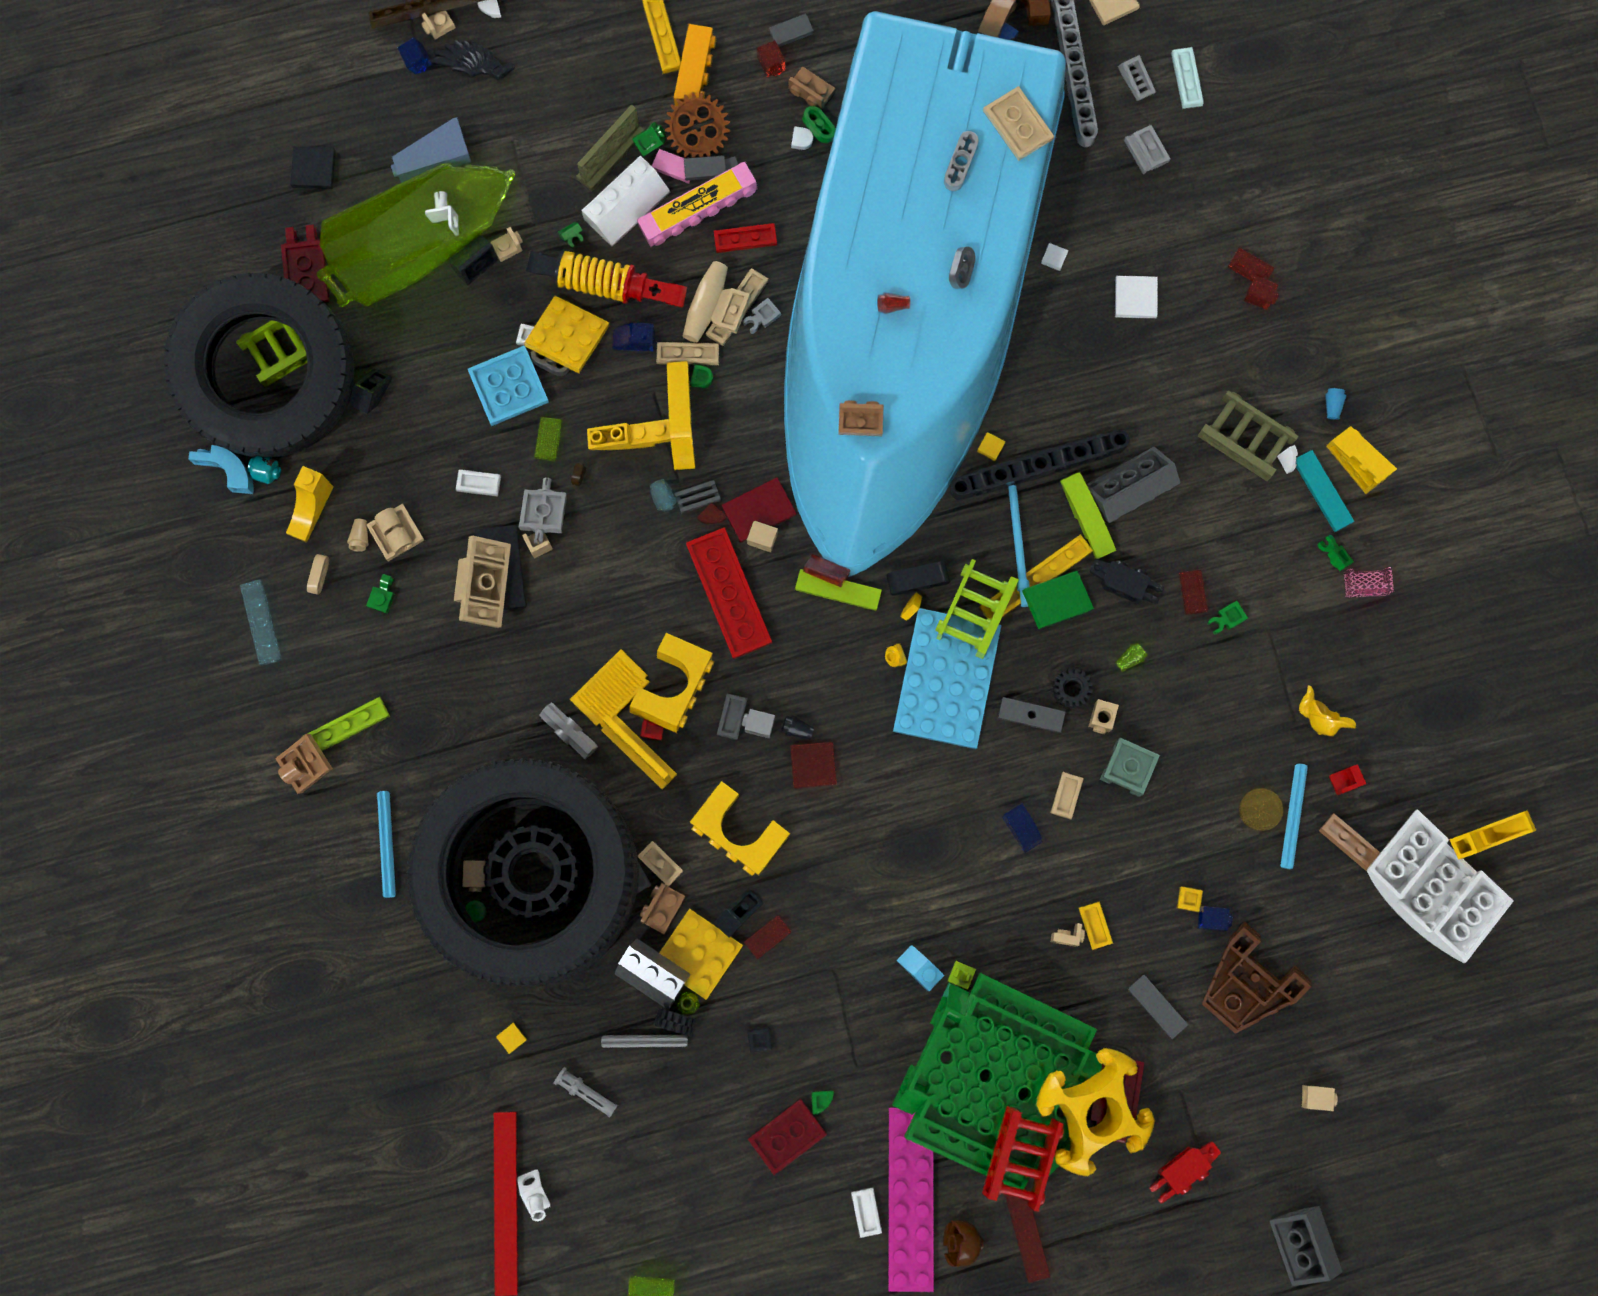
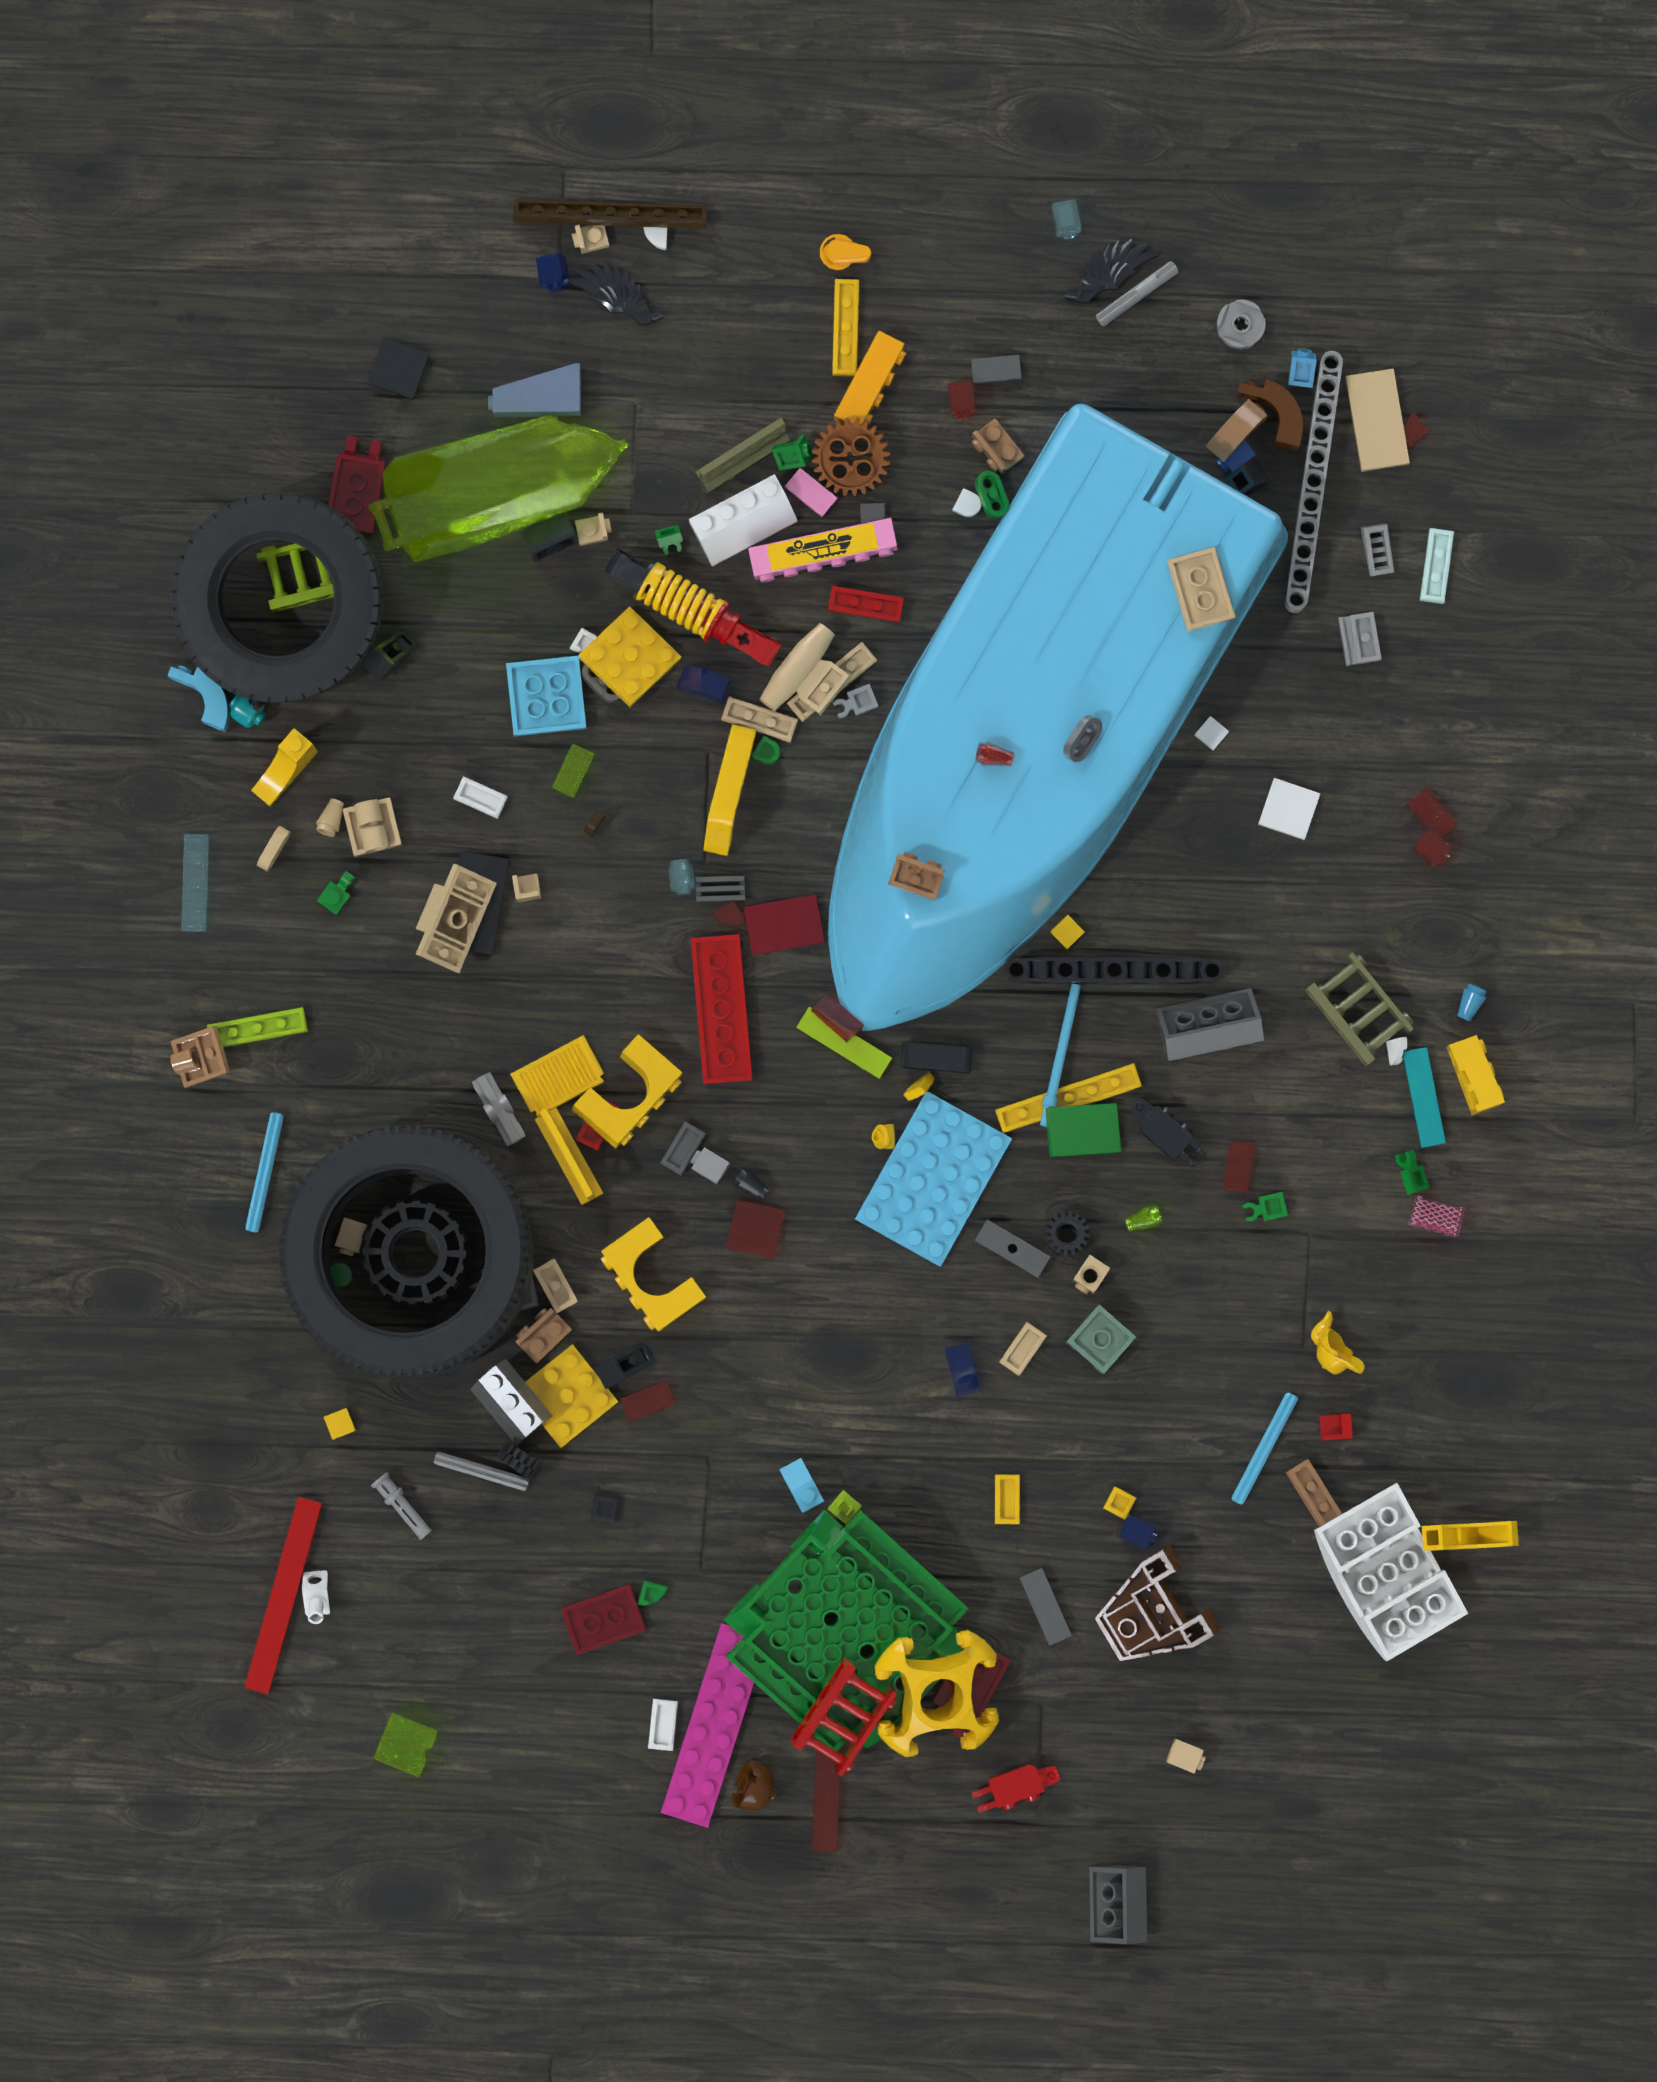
camera: 20 degrees right, 5 degrees up
(443, 212) = (531, 473): white bracket -> none
(542, 511) = (543, 853): light grey plate -> none
(628, 436) = (664, 796): yellow slope -> none
(694, 1006) = (548, 1445): clear neon green cone -> none
(703, 167) = (844, 508): dark grey tile -> none
(762, 536) = (778, 957): tan panel -> none
(959, 151) = (1105, 624): light grey beam -> none
(996, 606) = (1012, 1118): lime fence -> none
(1064, 937) = (969, 1502): tan bracket -> none
(1088, 515) = (1148, 1045): lime slope -> none
(1261, 809) = (1230, 1430): clear yellow tile -> none

